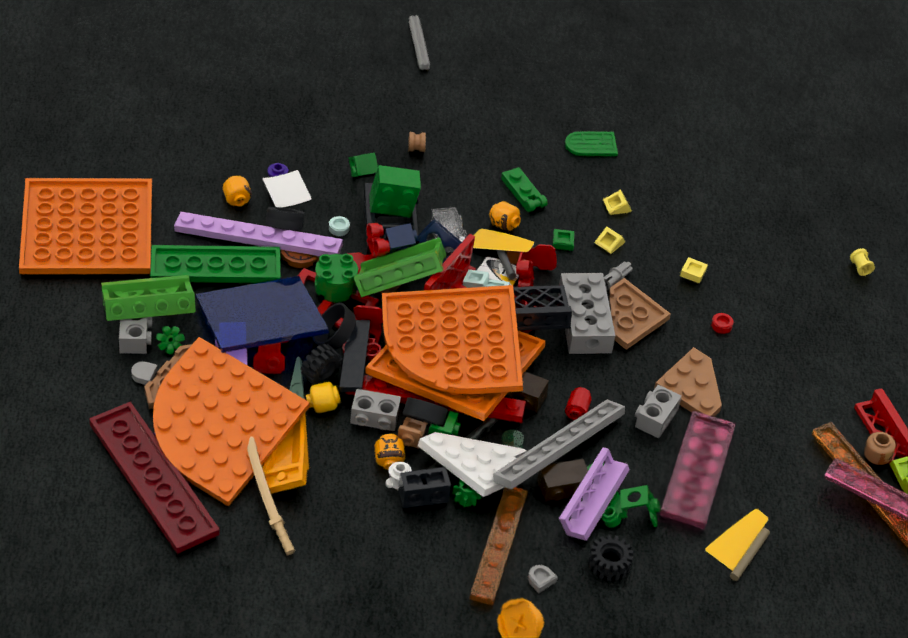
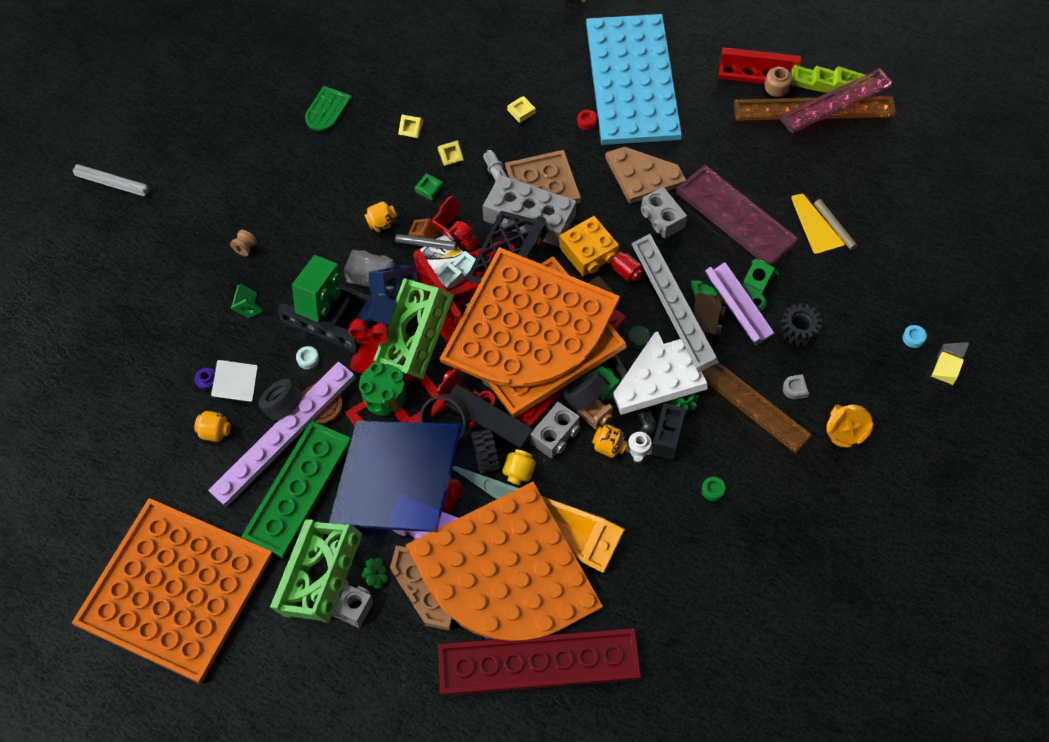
camera: 55 degrees left, 15 degrees up
(143, 372) = (401, 616): light grey tile -> none
(275, 520) = (645, 573): tan sword -> none
(392, 548) = (713, 488): none -> green tile
(500, 241) = (405, 238): yellow sticker -> none
(523, 189) = (352, 187): green plate -> none
(578, 365) = (588, 246): none -> light orange brick
(797, 340) = (632, 79): none -> medium azure plate

